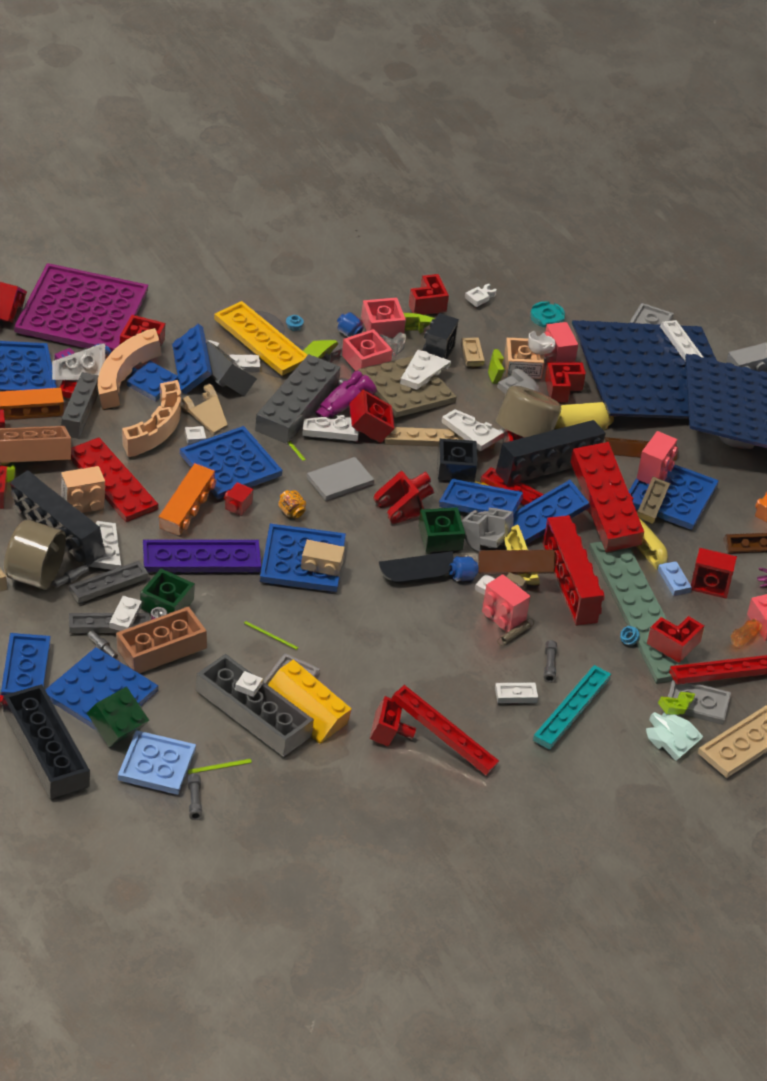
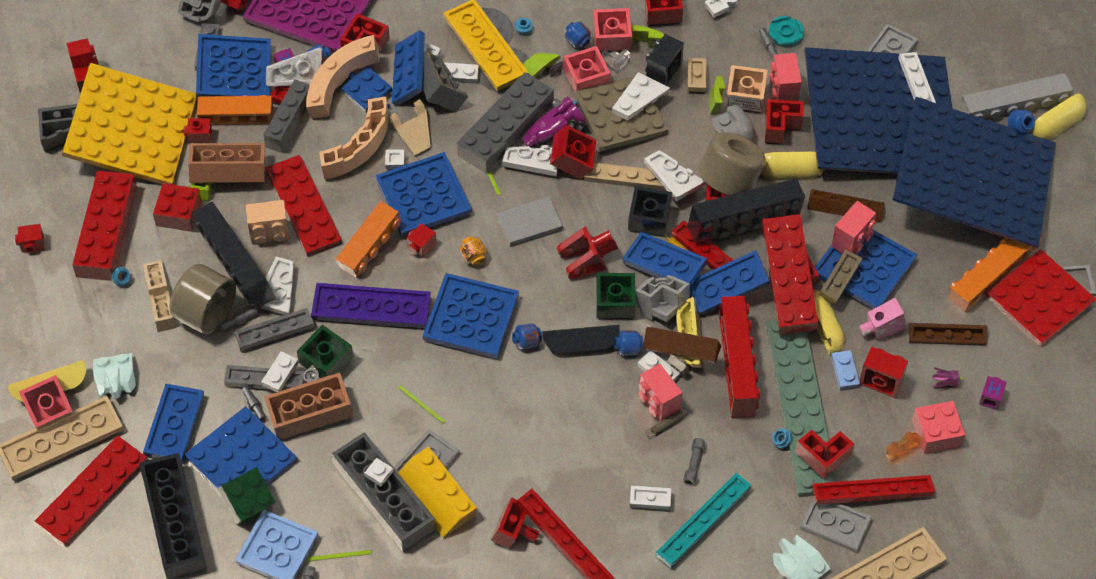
camera: 15 degrees right, 15 degrees up
(322, 557) = (486, 322): tan brick -> none
(363, 569) = (527, 336): none -> blue head
(533, 323) = (768, 42): none -> flat silver bar
(540, 344) = (762, 78): white hair -> none
(676, 705) = (810, 530): lime slope -> none
(703, 532) = (884, 320): none -> bright pink torso

